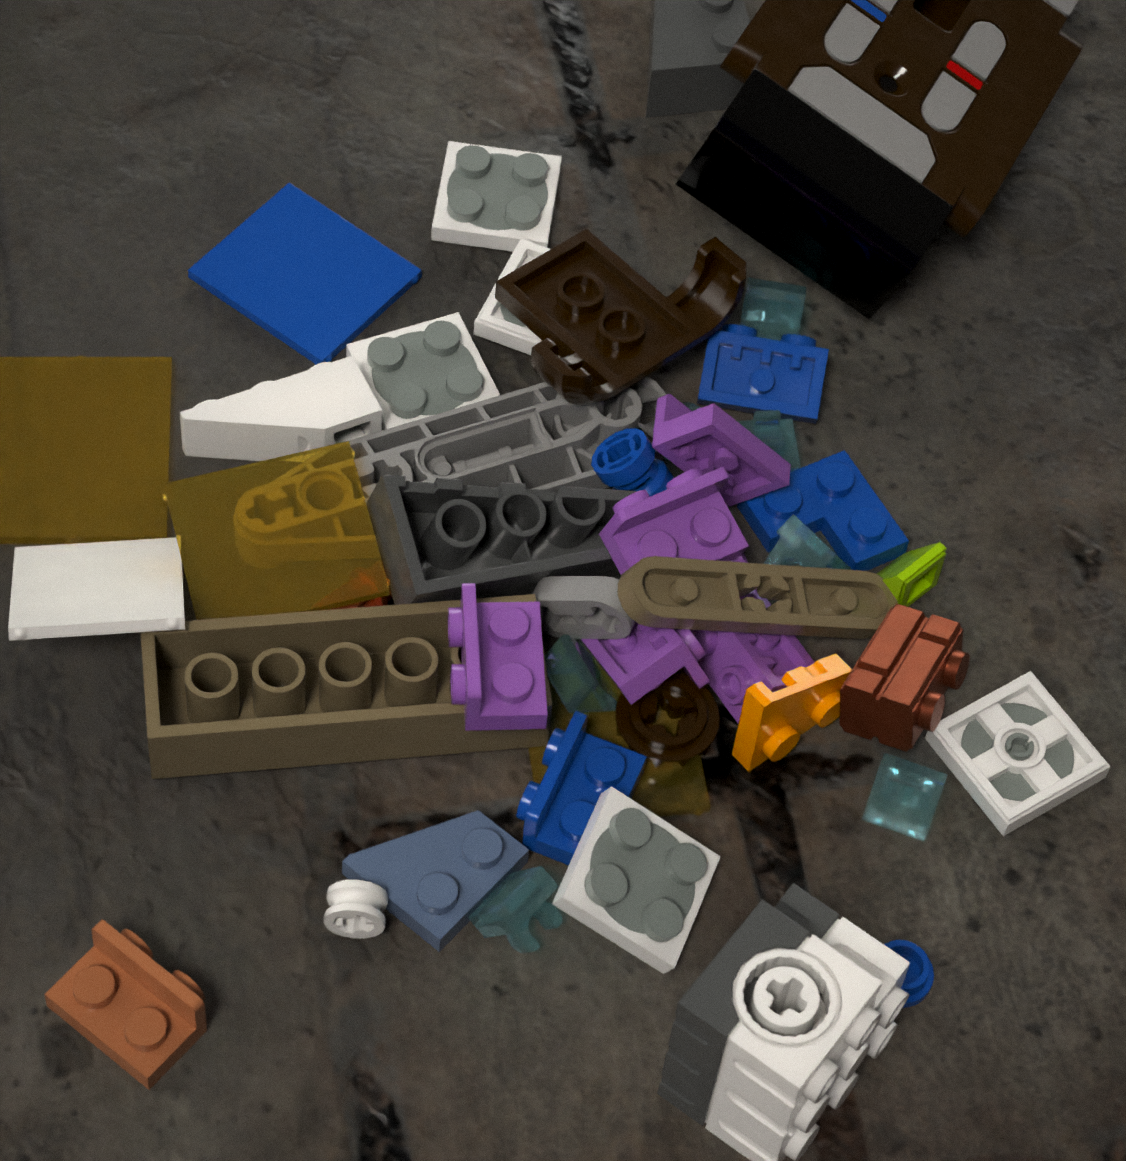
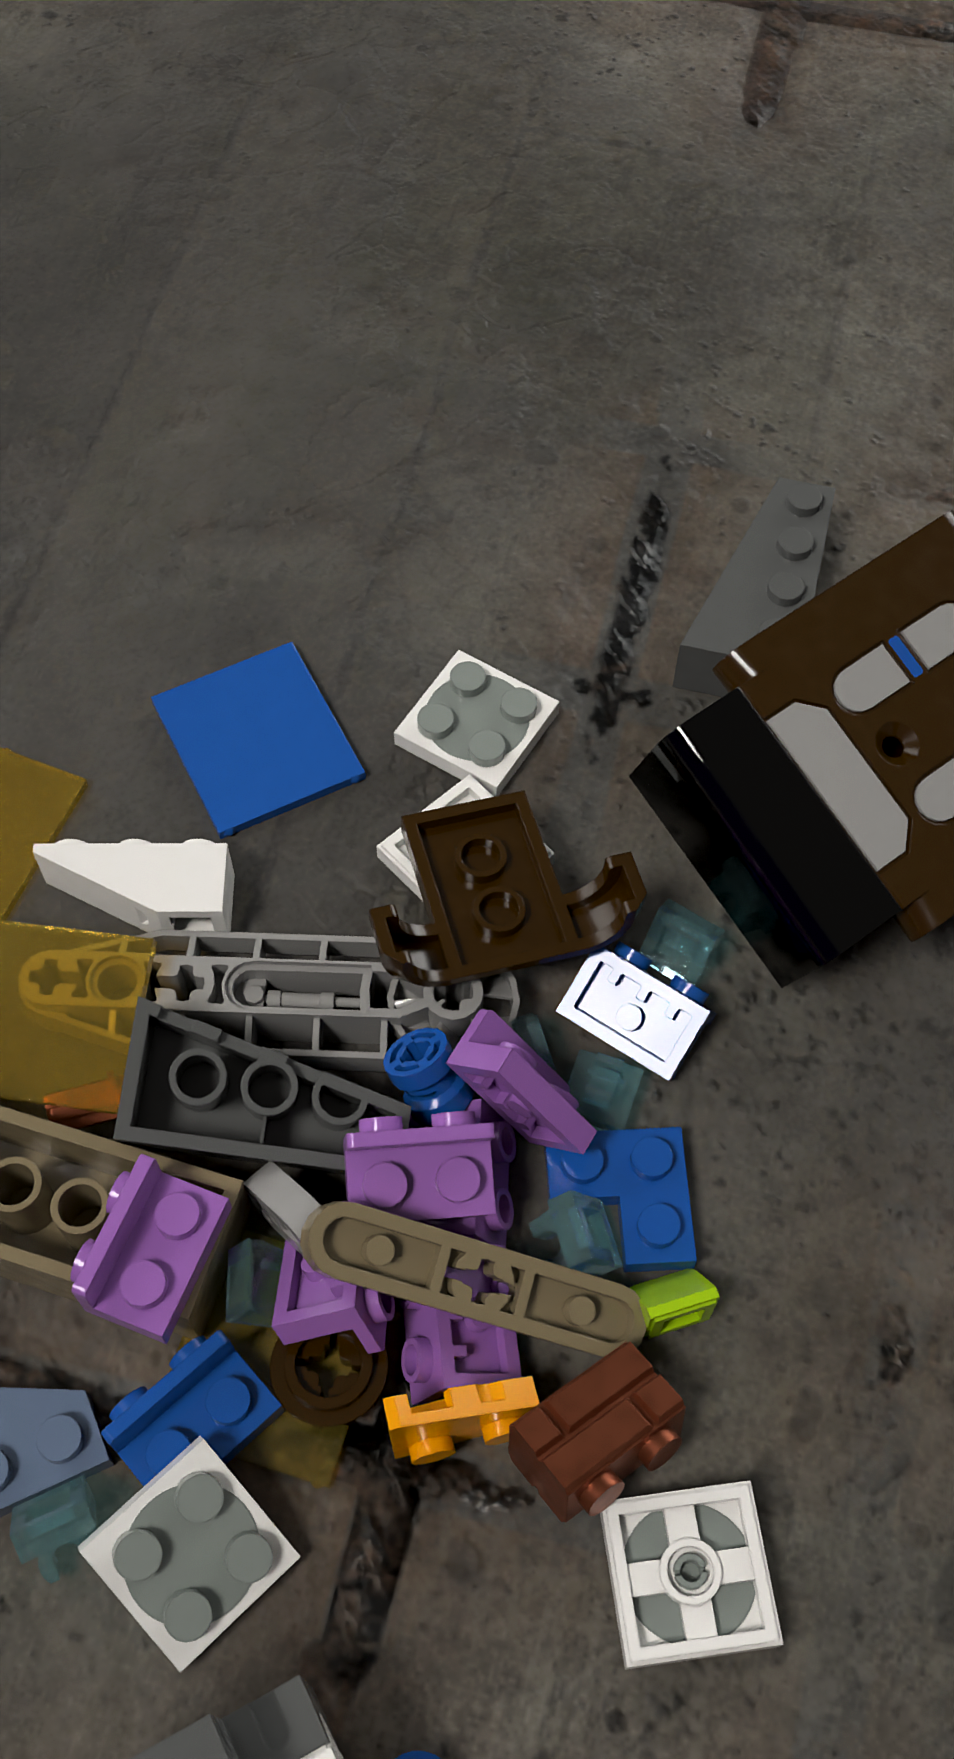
camera: 30 degrees right, 5 degrees up
(423, 370) = (303, 881): light grey piece -> none
(904, 797) = (532, 1575): clear light blue tile -> none

